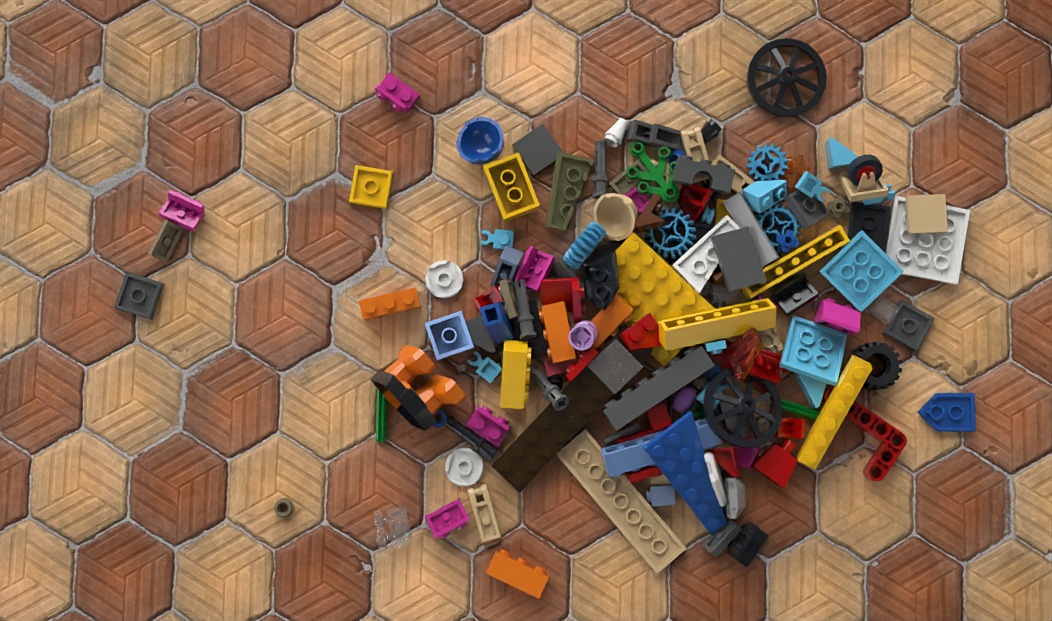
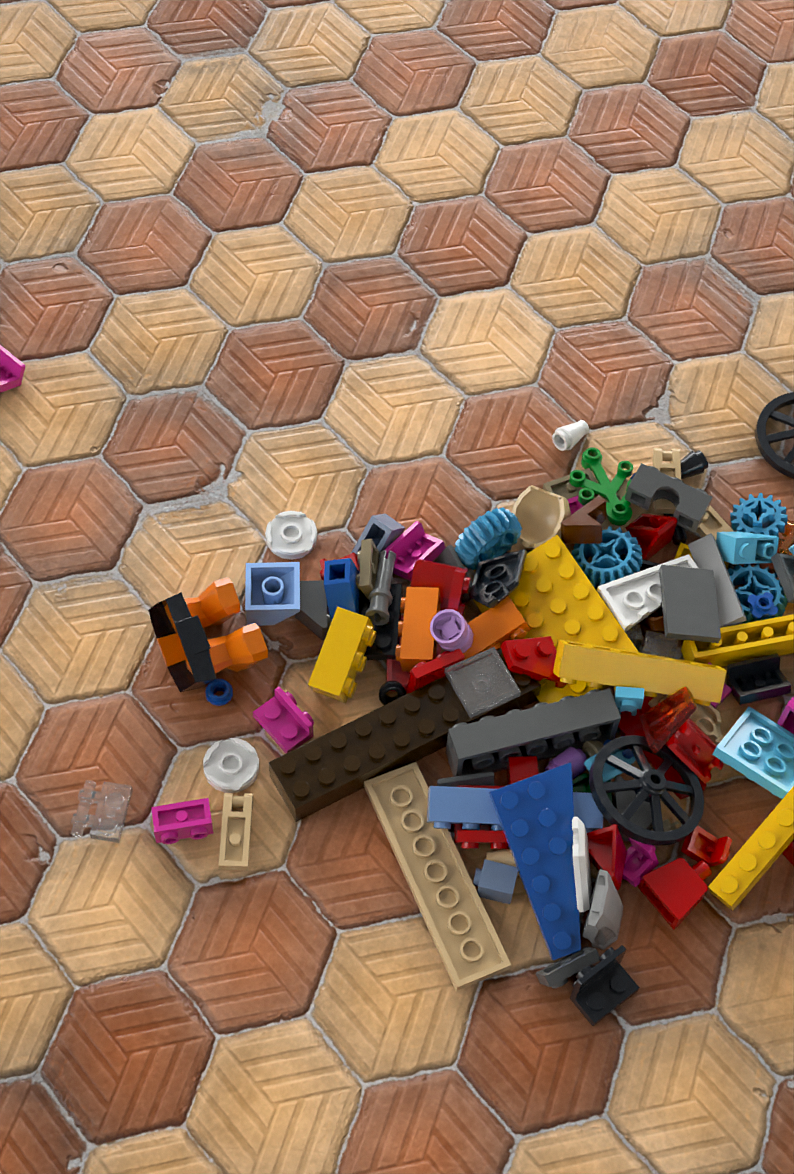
camera: 20 degrees right, 25 degrees down
(371, 187) = (238, 410): yellow tile -> none
(381, 417) = (143, 669): green axle -> none
(390, 304) = (210, 538): orange brick -> none
(397, 93) = (310, 323): dark pink bracket -> none
(479, 443) = (262, 738): black pin -> none
(480, 141) = (395, 392): blue cylinder -> none
(487, 369) = (304, 649): medium azure plate -> none
(499, 239) = (379, 506): medium azure plate -> none
(511, 187) = (415, 452): yellow brick -> none
(518, 573) = (253, 924): orange brick -> none
(537, 149) = (464, 427): dark grey tile -> none
(551, 392) = (383, 690): dark grey pin -> none
(567, 182) = (486, 475): olive wing -> none
(600, 179) = (534, 475): dark grey pin -> none
(654, 135) = (617, 447): dark grey slope -> none
(707, 215) = (663, 554): medium azure bush -> none
(798, 409) = (723, 827): green axle -> none
(812, 389) = (752, 802): medium azure slope -> none

